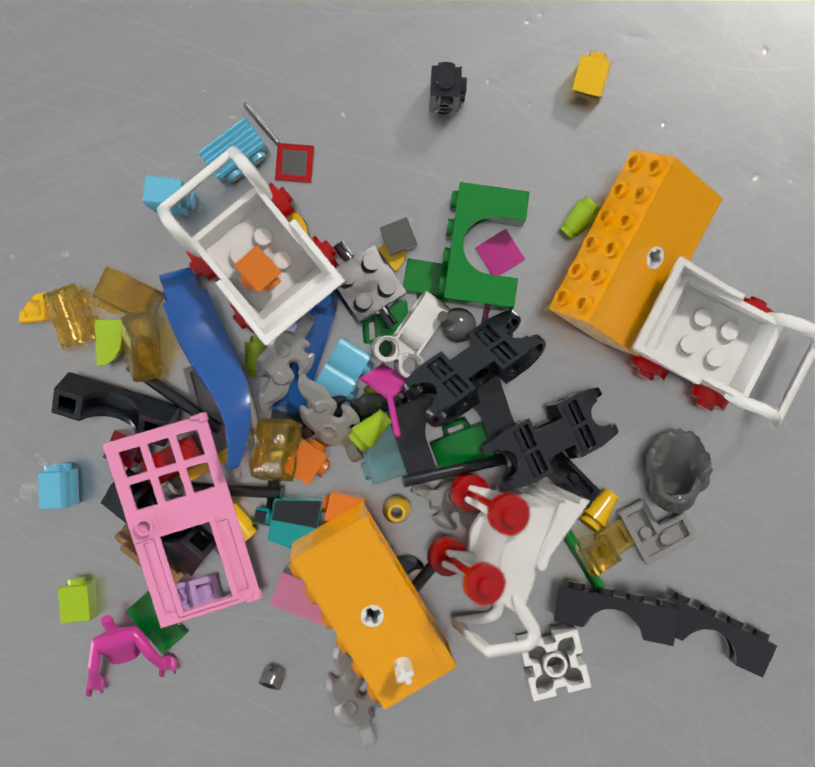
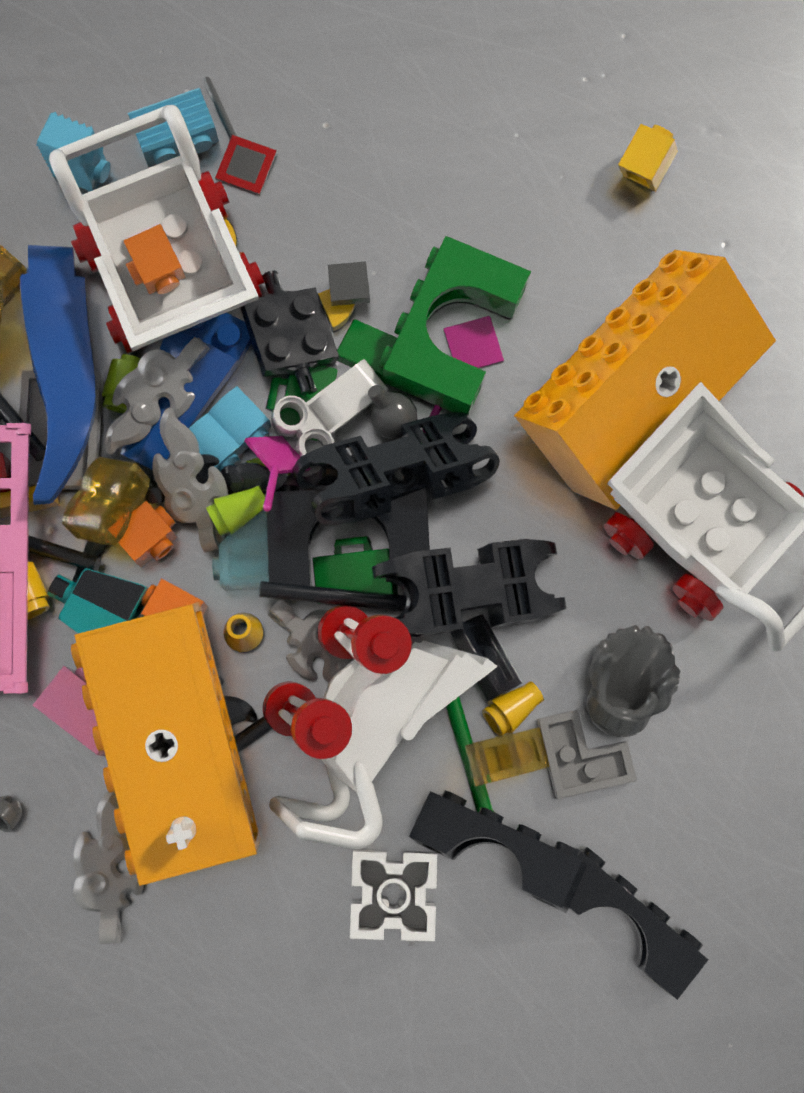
camera: 10 degrees right, 10 degrees down
(446, 88) = (460, 120): black brick -> none
(580, 217) = (585, 324): lime cone -> none

